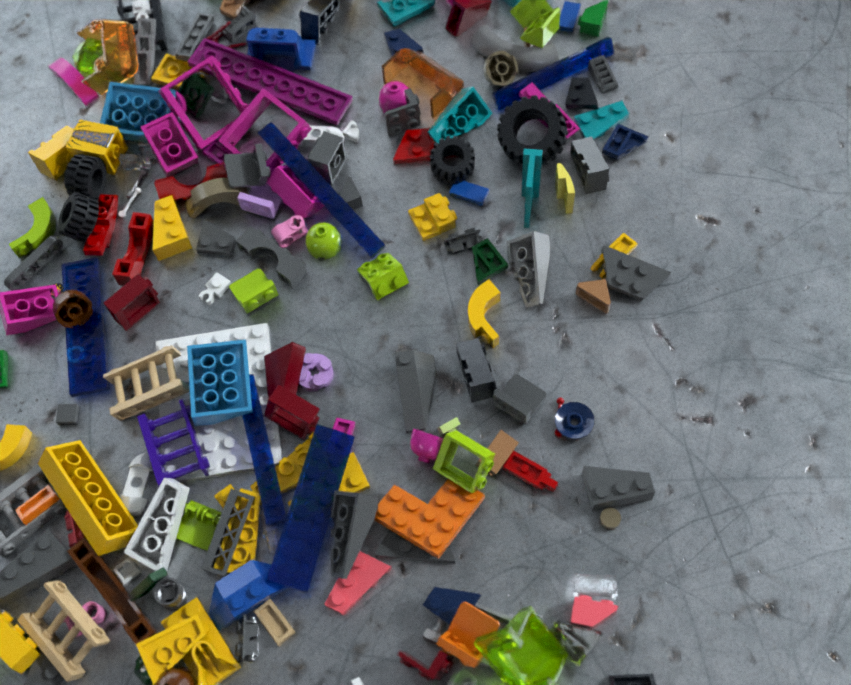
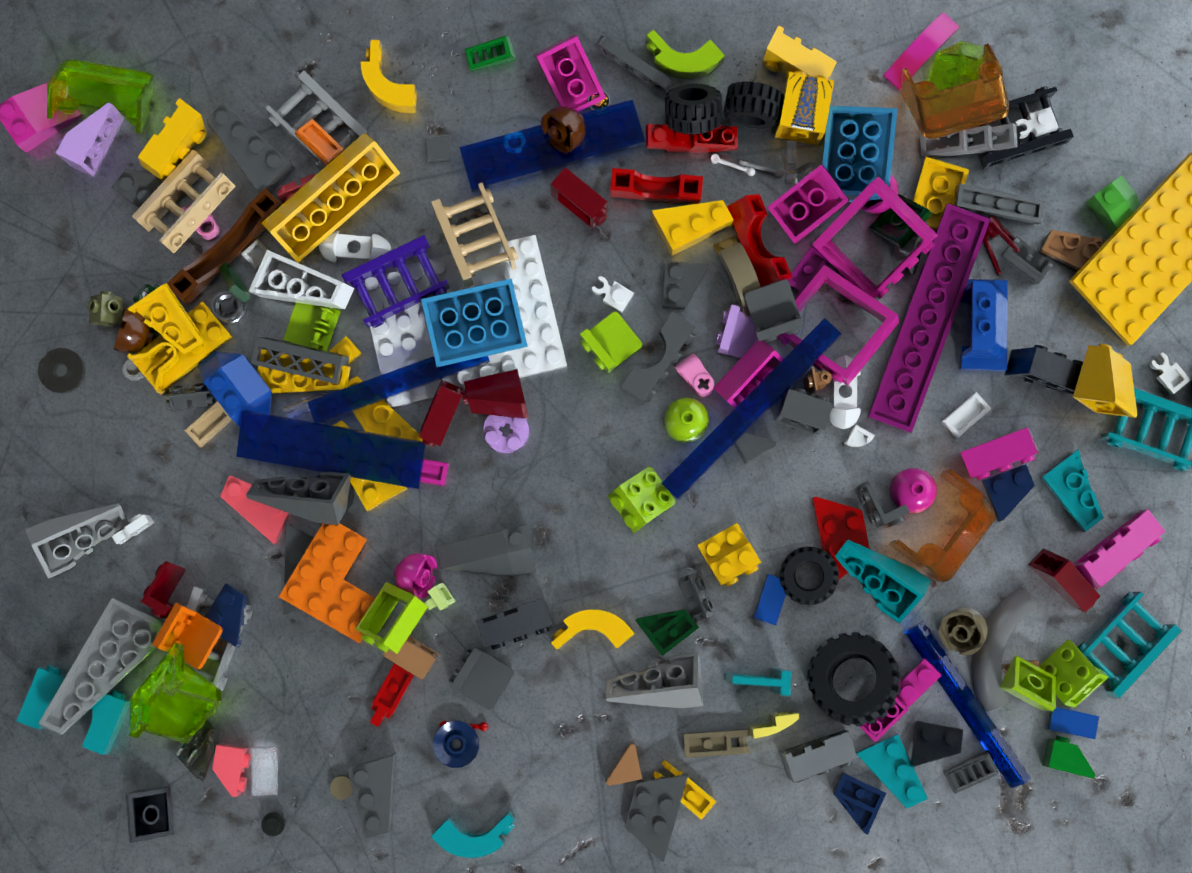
camera: 75 degrees right, 20 degrees up
(304, 145) = (816, 380): none -> medium nougat hinge
(344, 66) = (966, 415): none -> white tile
(373, 41) = (1000, 453): none -> dark pink wedge
(578, 233) = (715, 743): none -> dark tan plate
(642, 579) = (273, 824): none -> pearl dark grey plate
(658, 401) = (468, 845): none -> teal arch

